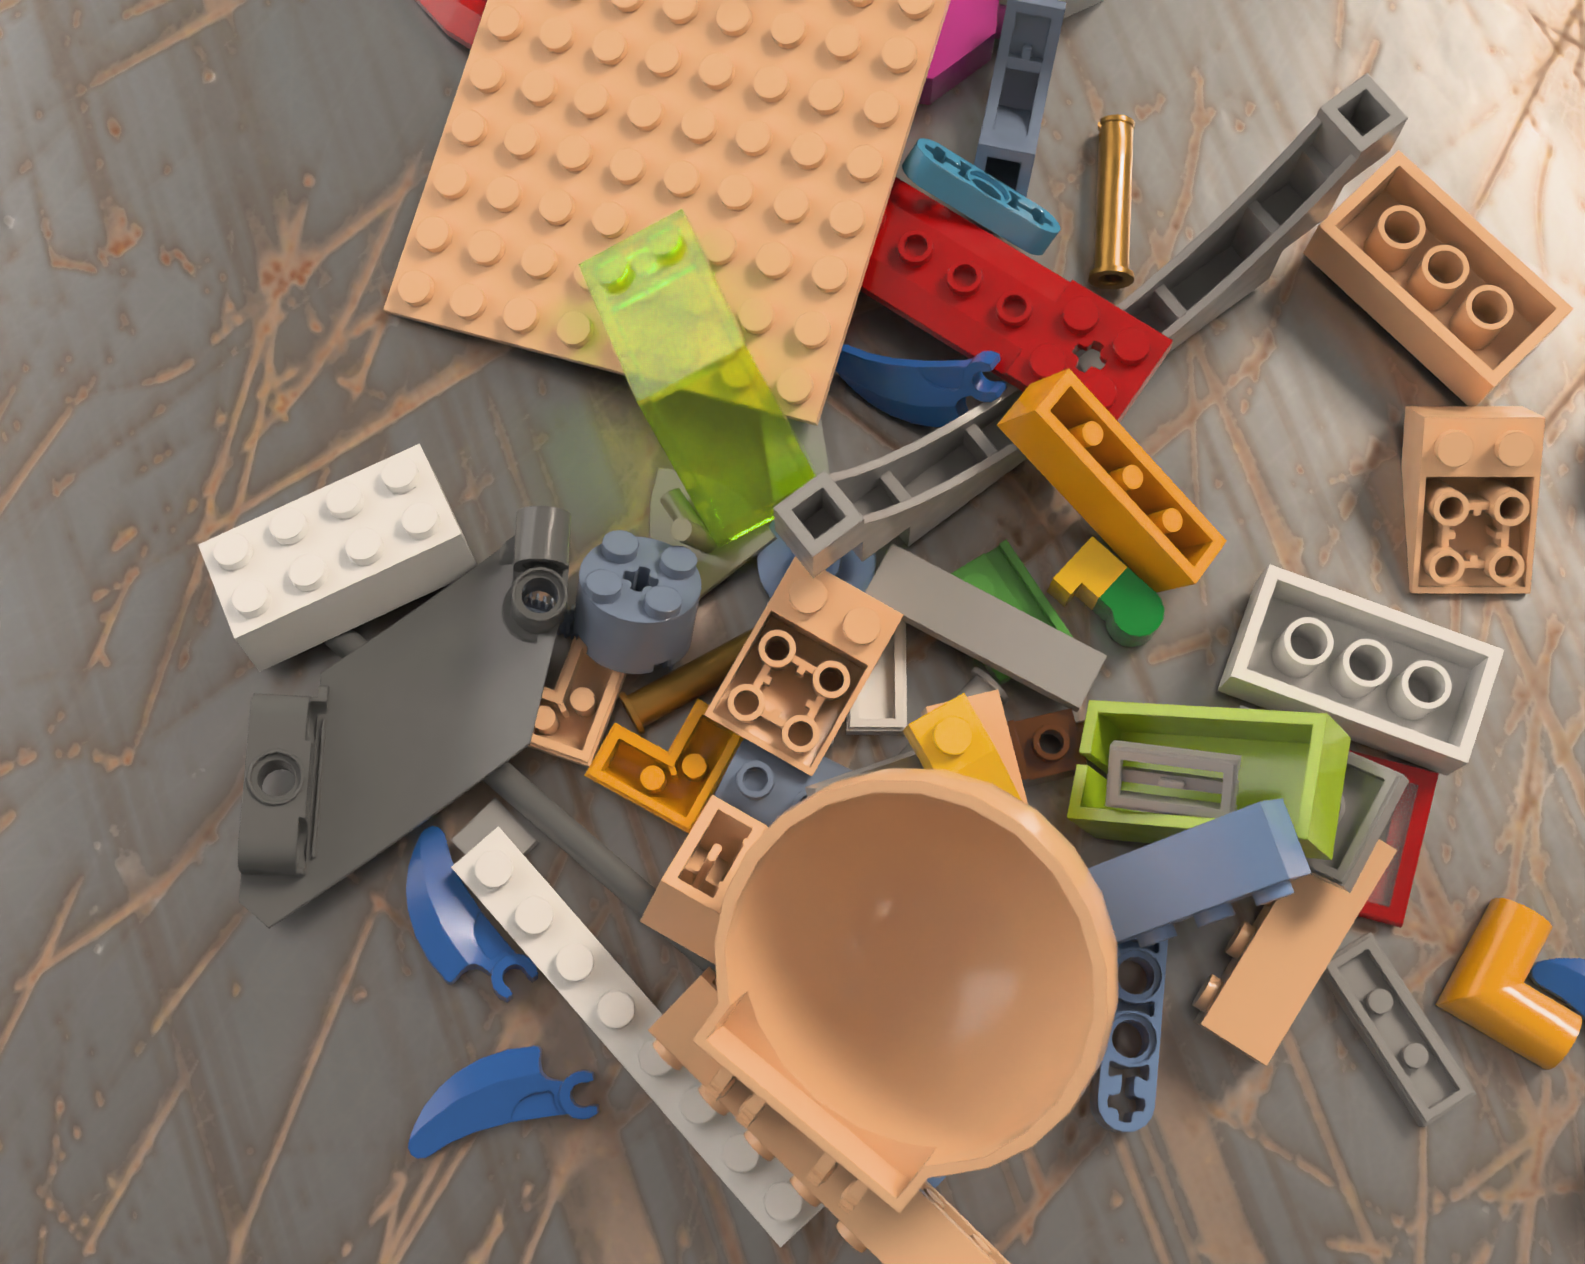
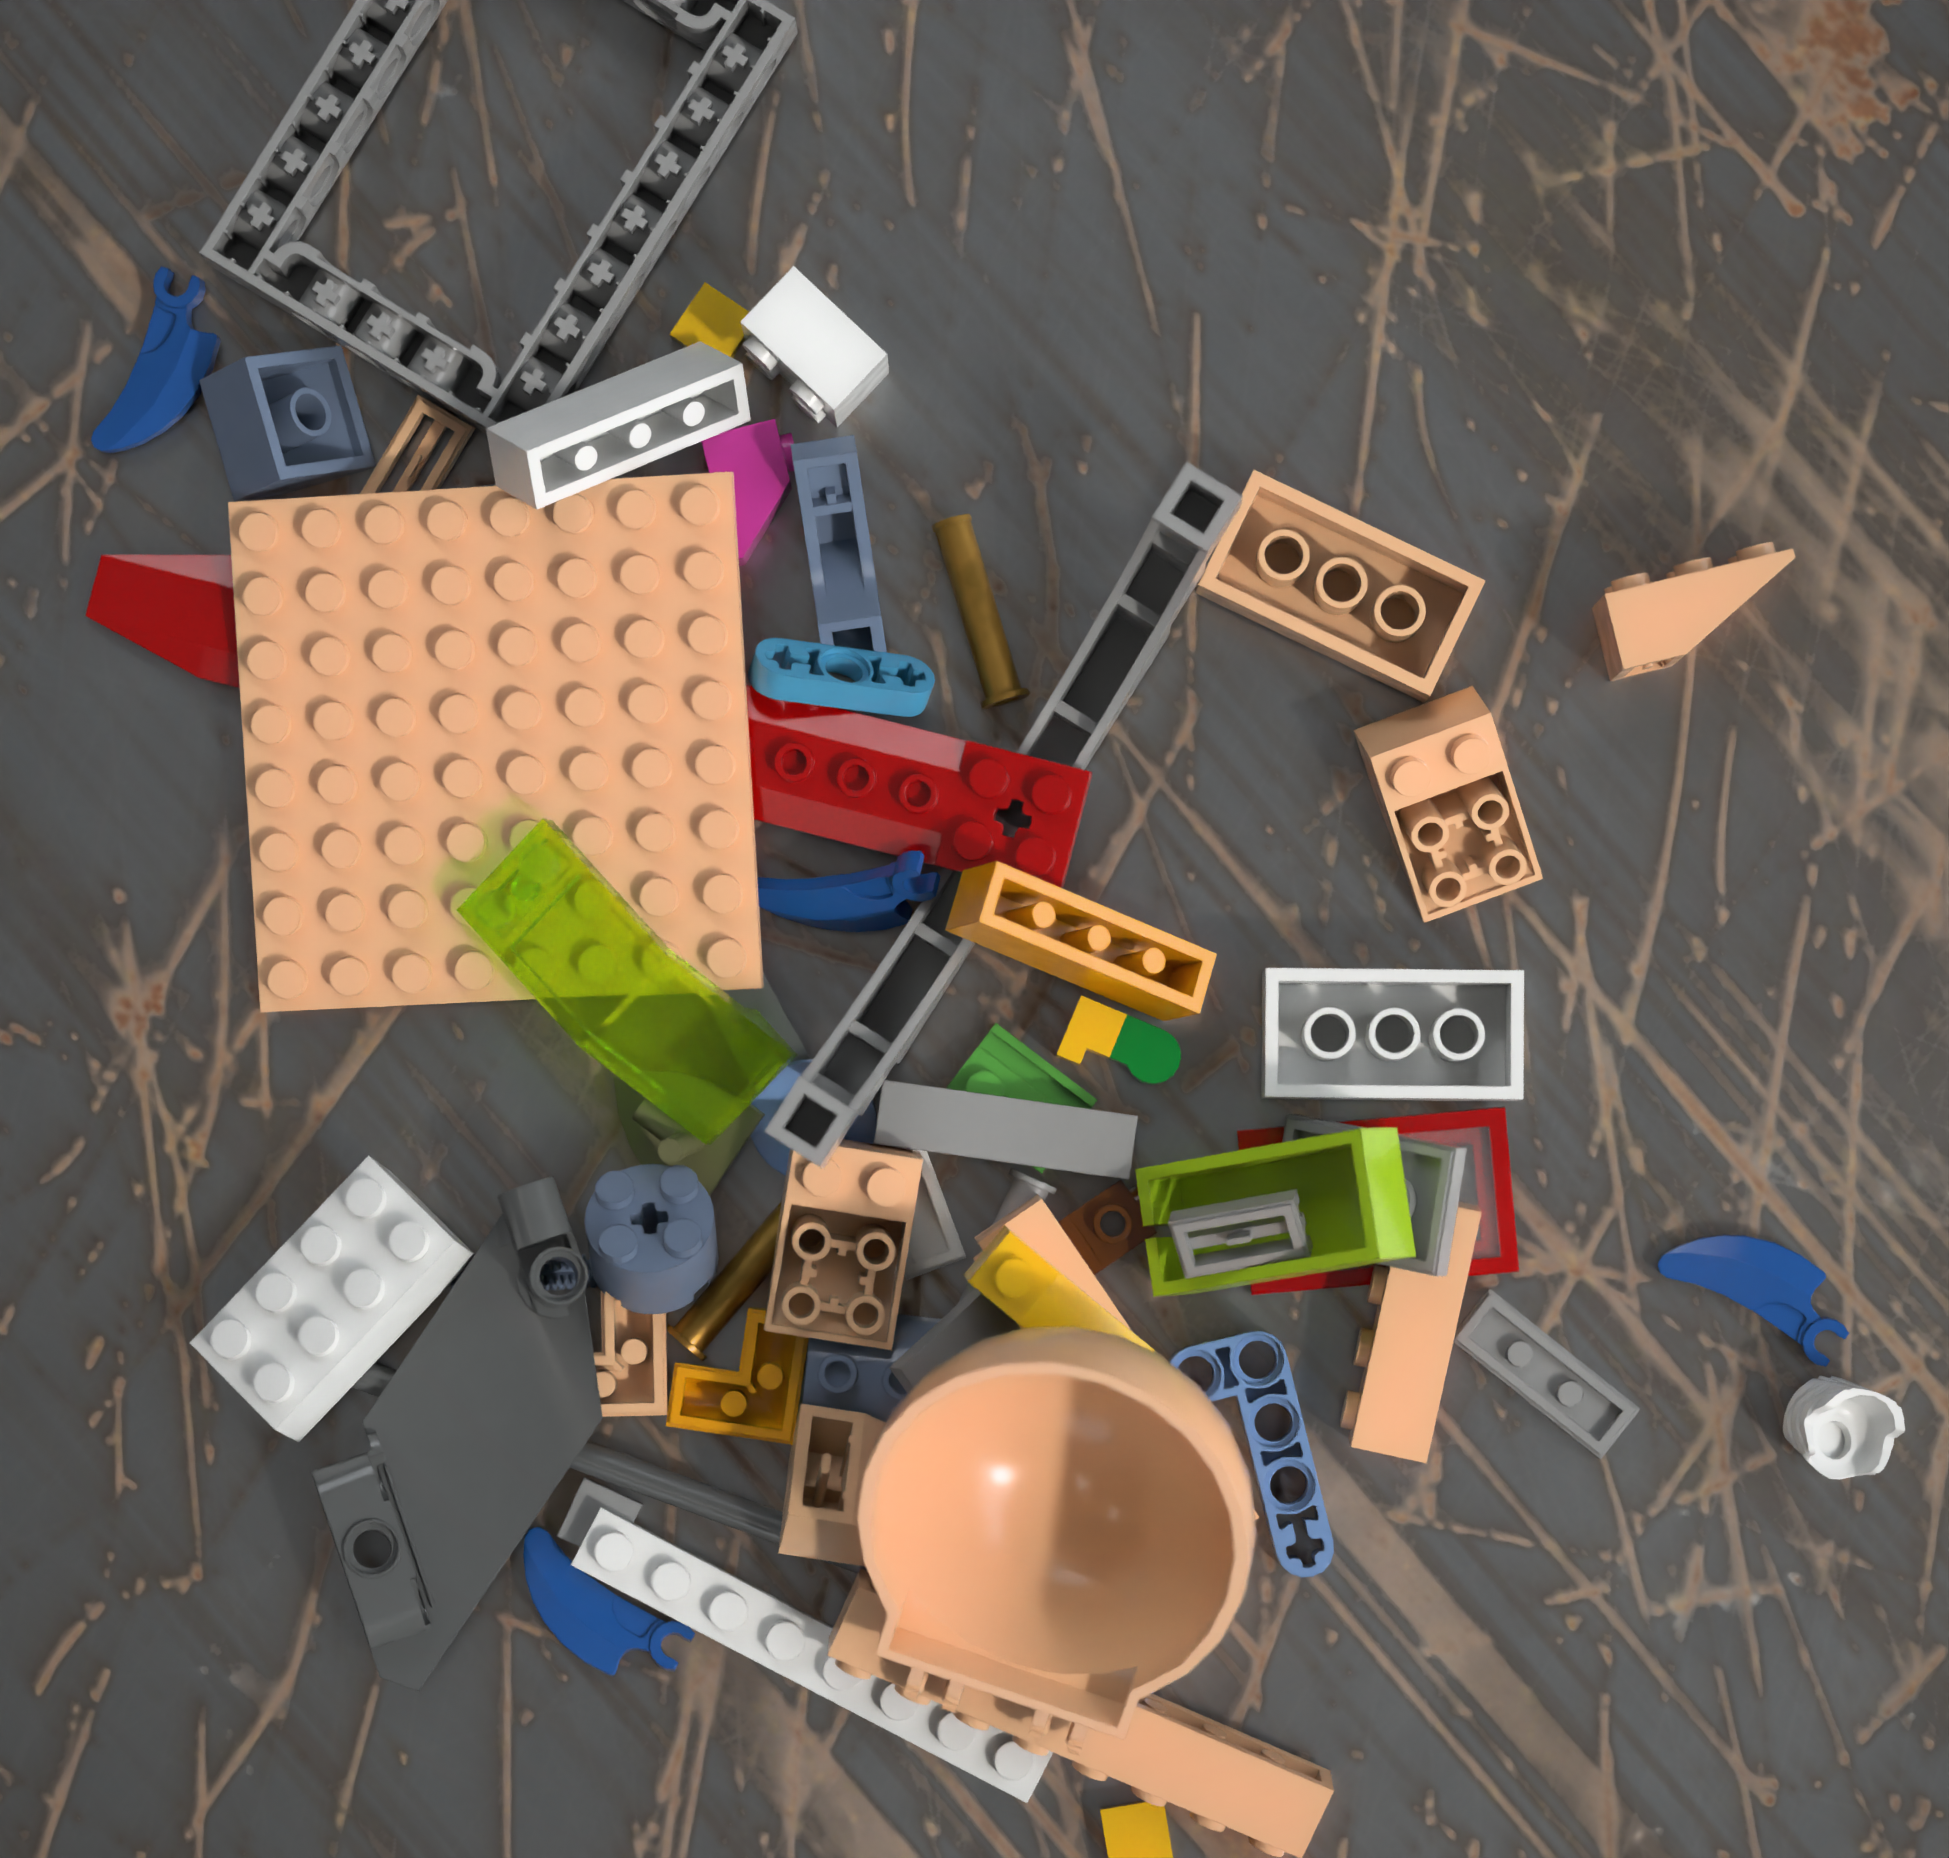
camera: 20 degrees left, 10 degrees up
(495, 1093) = (699, 1761): blue piece -> none
(1201, 873) = (1287, 1328): medium blue brick -> none
(1491, 991) = (1625, 1302): light orange brick -> none

